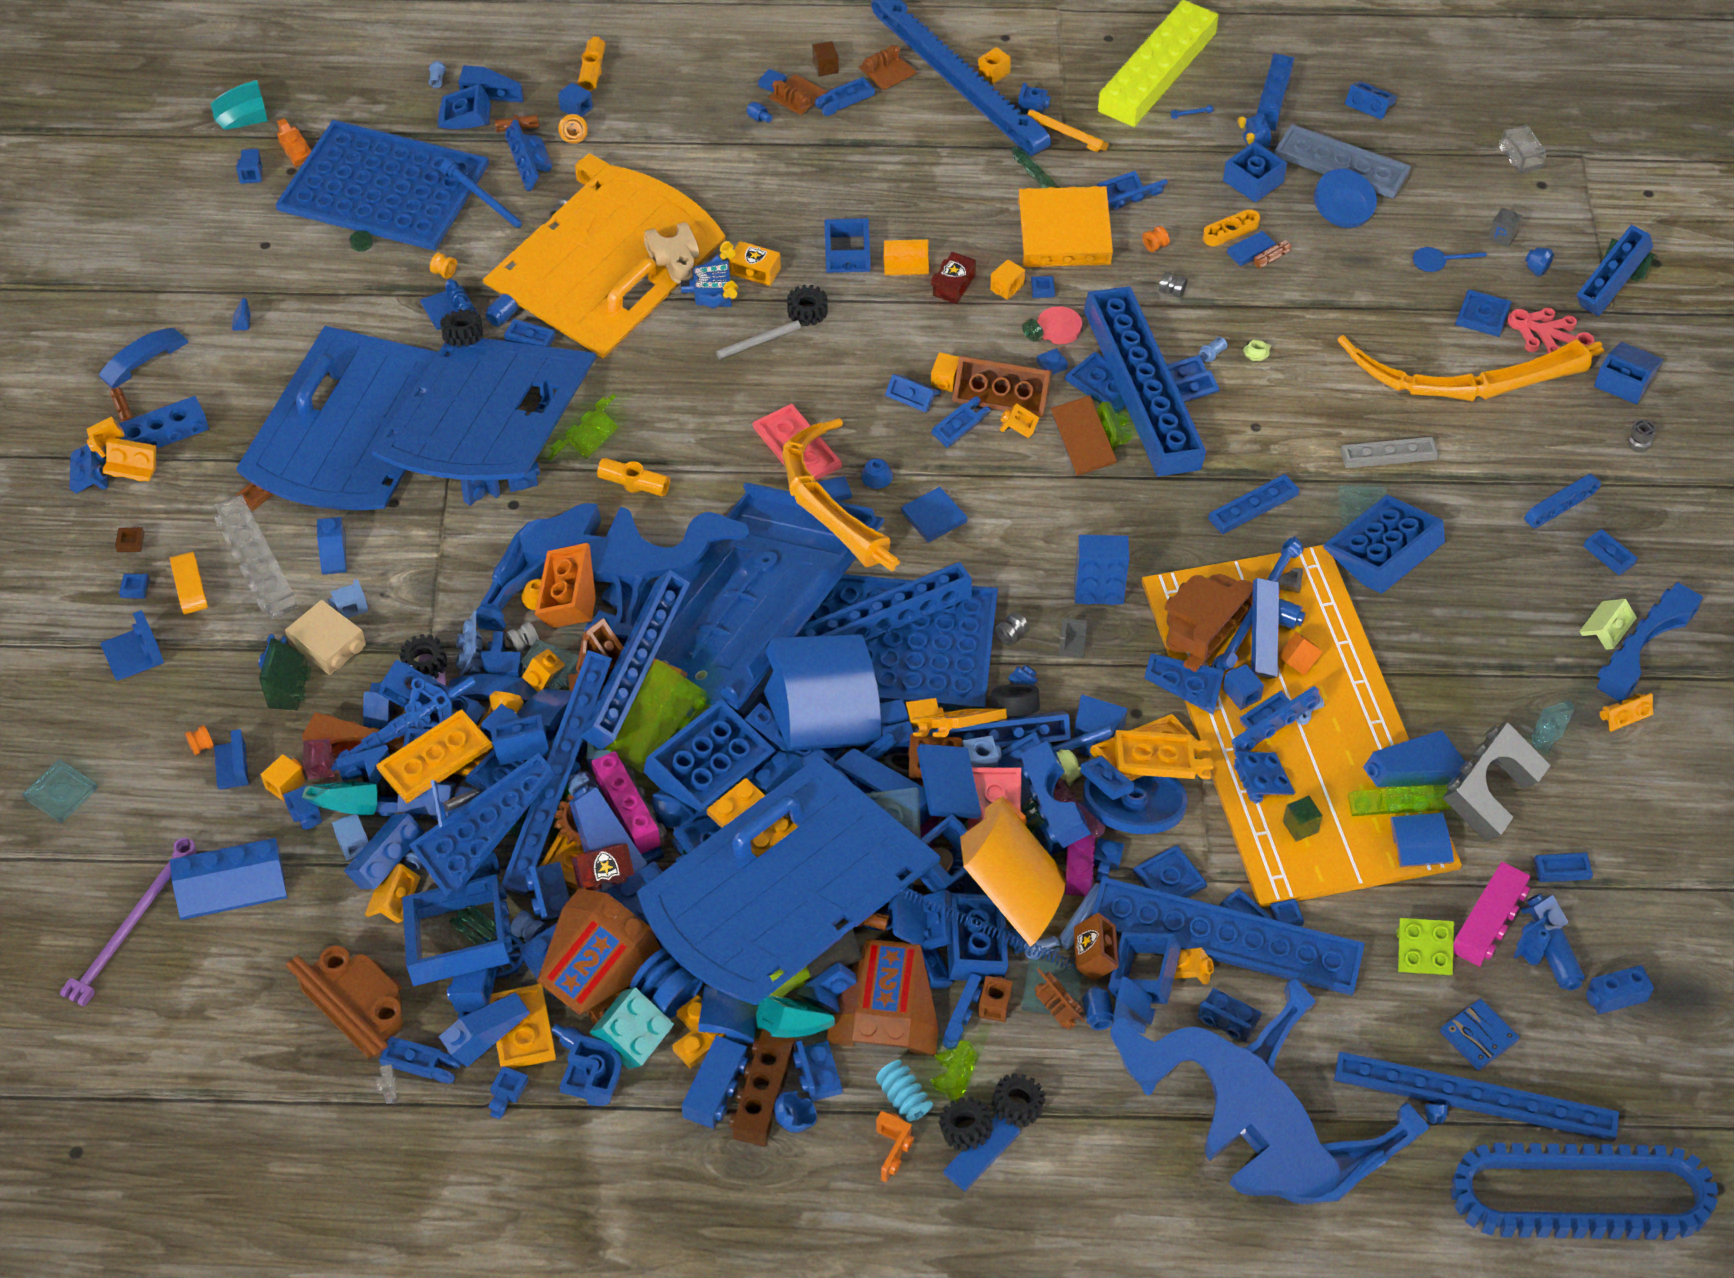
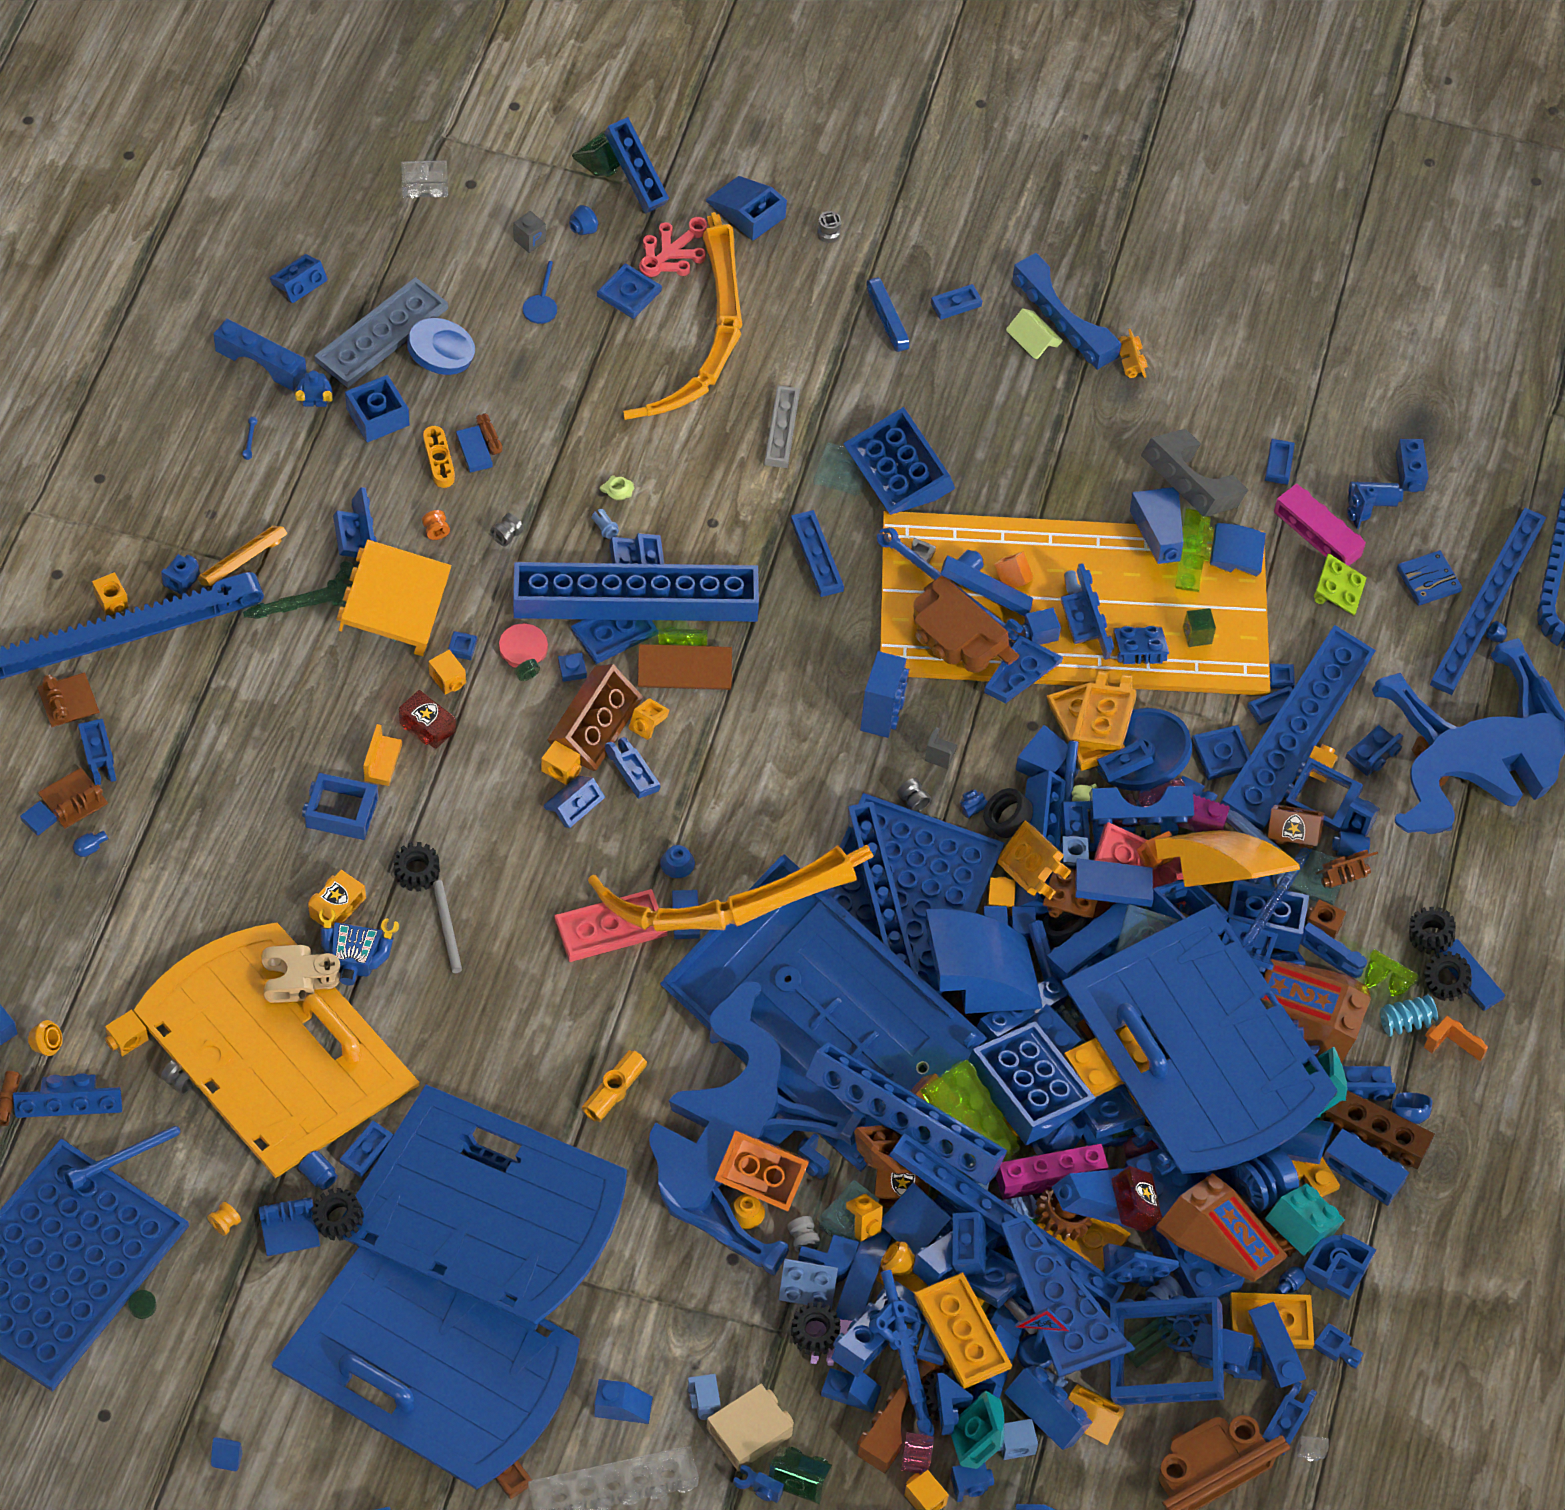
camera: 80 degrees left, 5 degrees up
(591, 433) = (526, 1108): clear neon green bracket -> none
(825, 58) = (30, 754): reddish brown brick -> none
(934, 514) = (745, 825): blue tile -> none
(1158, 63) = (171, 442): neon yellow brick -> none
(1546, 907) = (1326, 487): bracket -> none
(1551, 725) = (1146, 413): clear light blue bracket -> none

